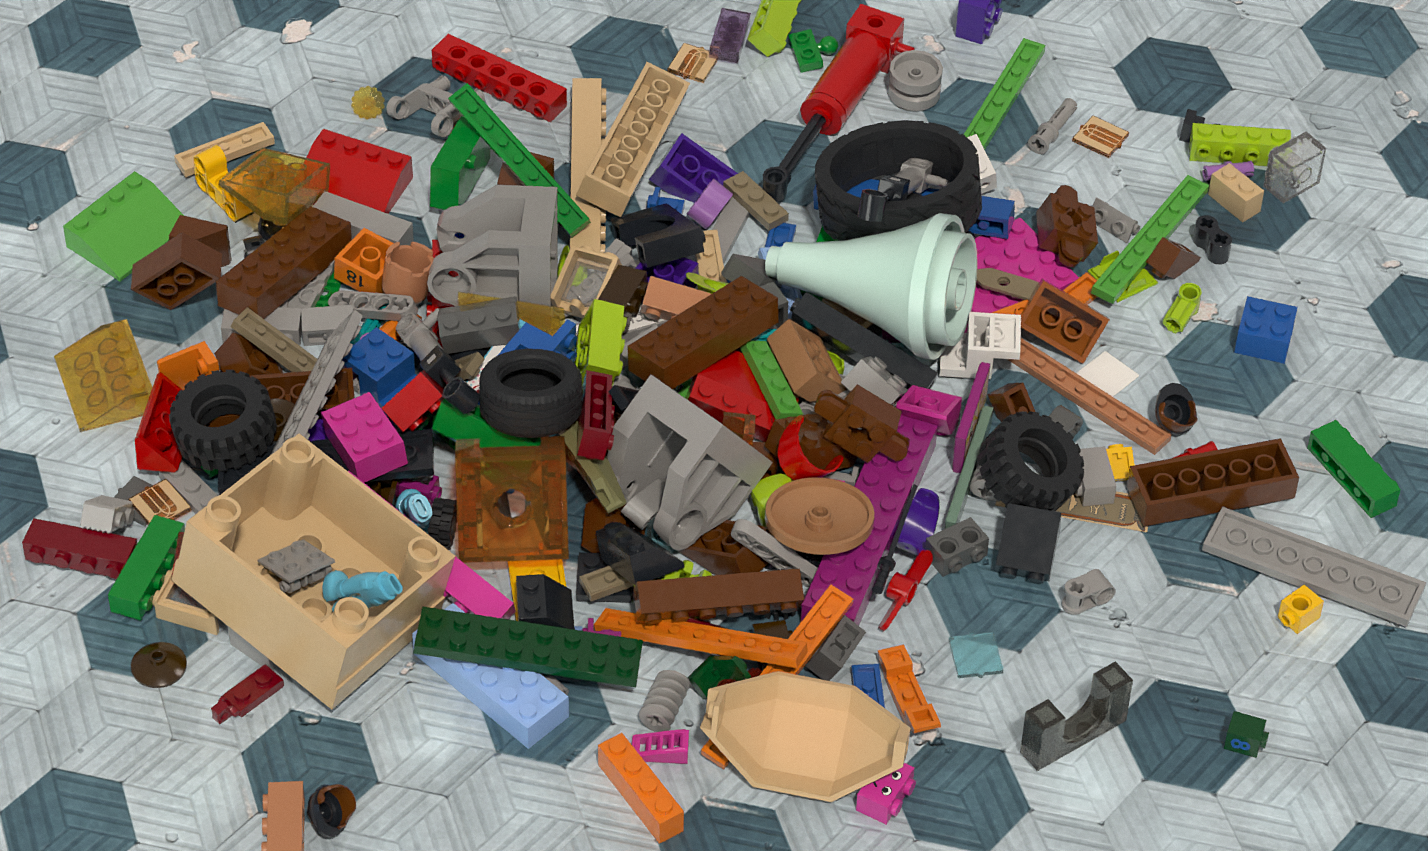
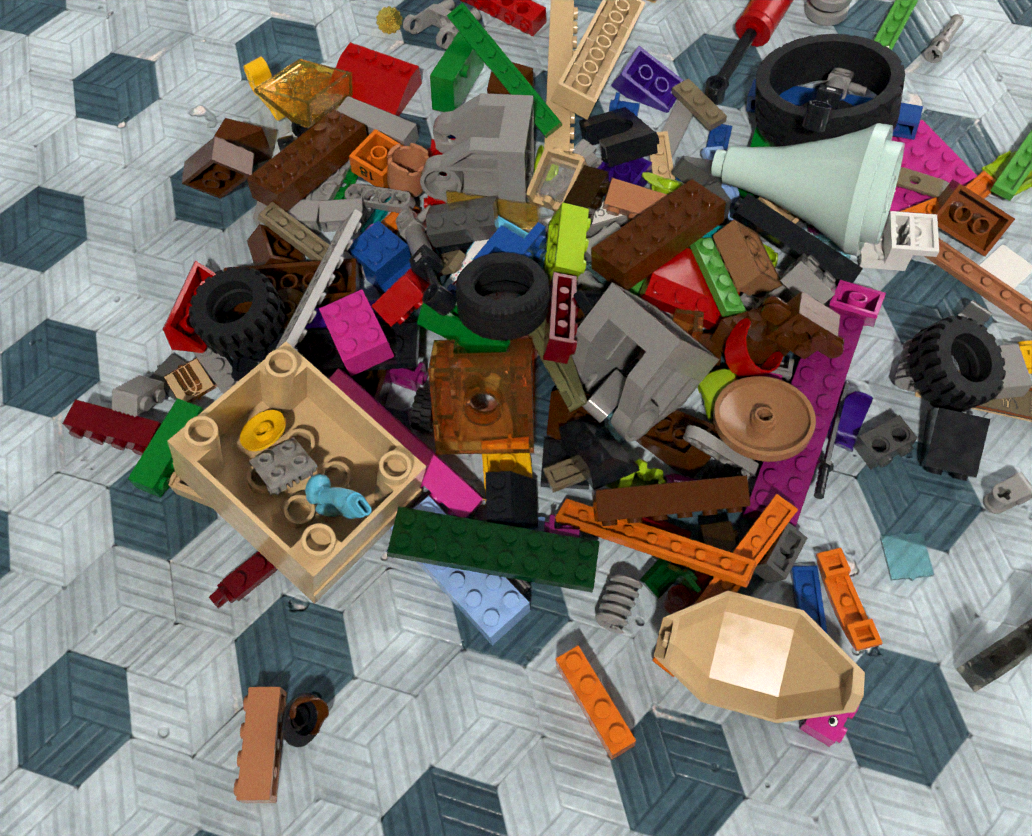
camera: 10 degrees right, 15 degrees up
(104, 377) = (157, 260): clear yellow slope -> none
(122, 226) = (185, 123): bright green slope -> none
(155, 672) = (176, 551): dark brown dish -> none
(188, 364) = (220, 254): orange bracket -> none
(233, 146) = (280, 56): tan plate -> none
(269, 531) = (262, 430): none -> yellow dish
(415, 505) = (396, 400): medium azure piece -> none
(668, 755) = (625, 642): dark pink slope -> none
(709, 203) = (660, 107): medium lavender axle -> none
(903, 587) = (837, 486): red piece -> none
(962, 490) = (891, 365): sand green tile -> none
(971, 416) = (894, 312): magenta tile -> none
(1010, 399) = (929, 300): reddish brown slope -> none
(1067, 226) = (966, 129): reddish brown brick -> none
(1100, 136) = (983, 47): piece -> none
(1114, 220) = (1002, 122): light grey hinge -> none

